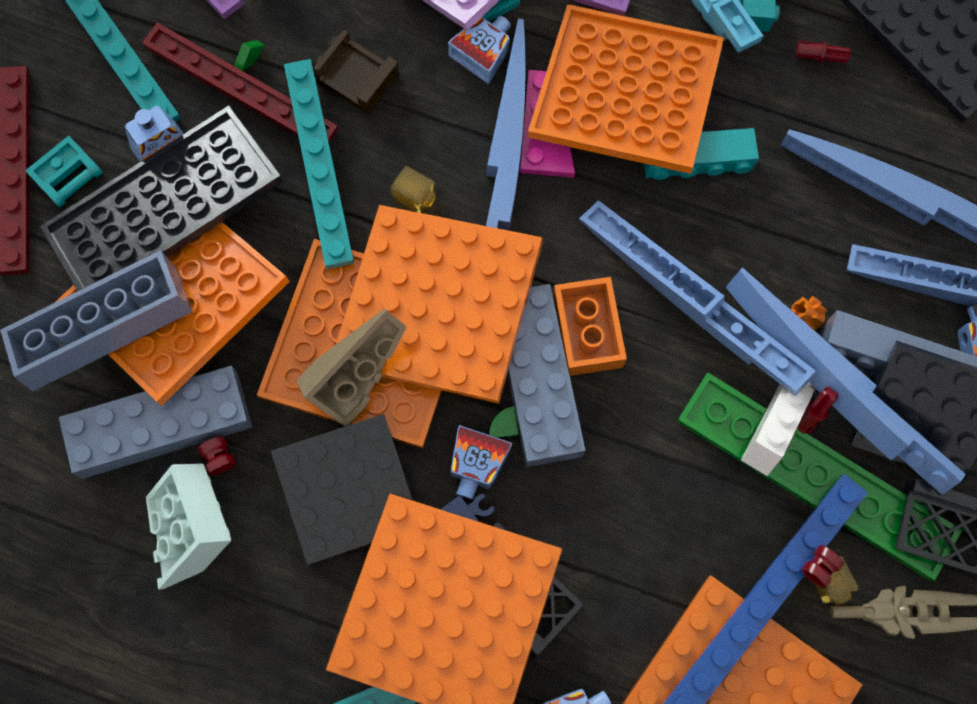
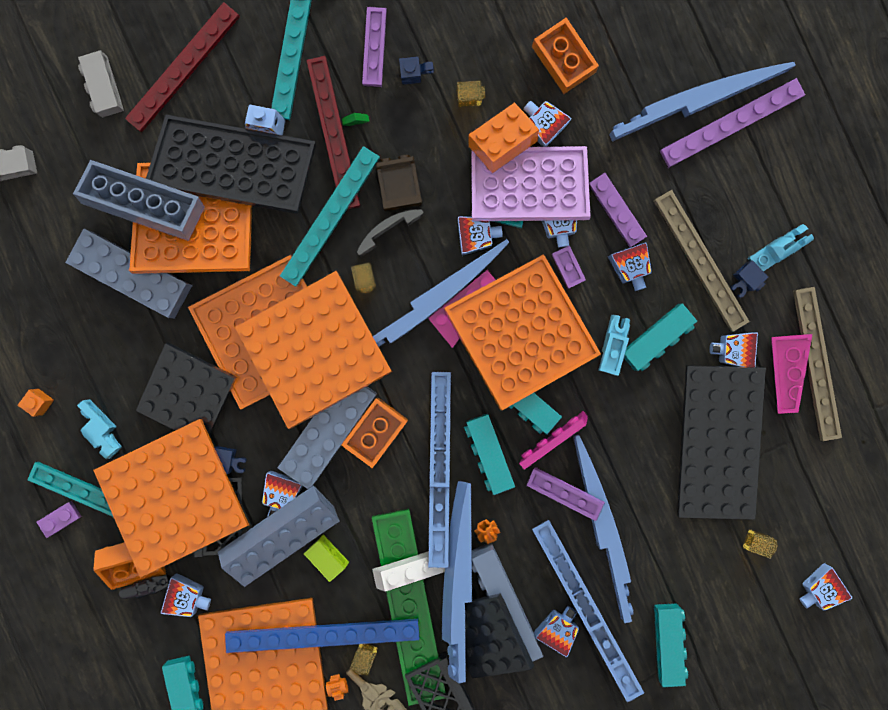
camera: 50 degrees right, 15 degrees up
(58, 165) = (204, 88): teal plate -> none
(182, 668) = (35, 402): none -> orange brick
(185, 523) = (99, 336): light aqua wedge -> none
(216, 455) = (144, 314): dark red wheel -> none
(285, 629) = (98, 429): none -> medium azure plate
(347, 372) = (232, 343): dark tan wedge -> none
(396, 94) = (409, 217): none -> dark grey slope
(477, 460) = (259, 441): torso -> none
(504, 424) = (289, 436): green tile -> none
(557, 492) = (279, 491): none -> torso
(605, 535) = (278, 536): none -> sand blue brick
(678, 513) = (326, 558): none -> lime hinge
(725, 236) = (490, 454): none -> teal brick
(771, 159) = (557, 437): none -> dark pink wing
(817, 410) = (436, 582): dark red axle -> none
(822, 52) = (646, 410): dark red axle -> none
(822, 566) = (363, 651): dark red wheel -> none
(841, 196) = (565, 494): none -> medium lavender plate
(841, 642) = (337, 687): none -> orange gear

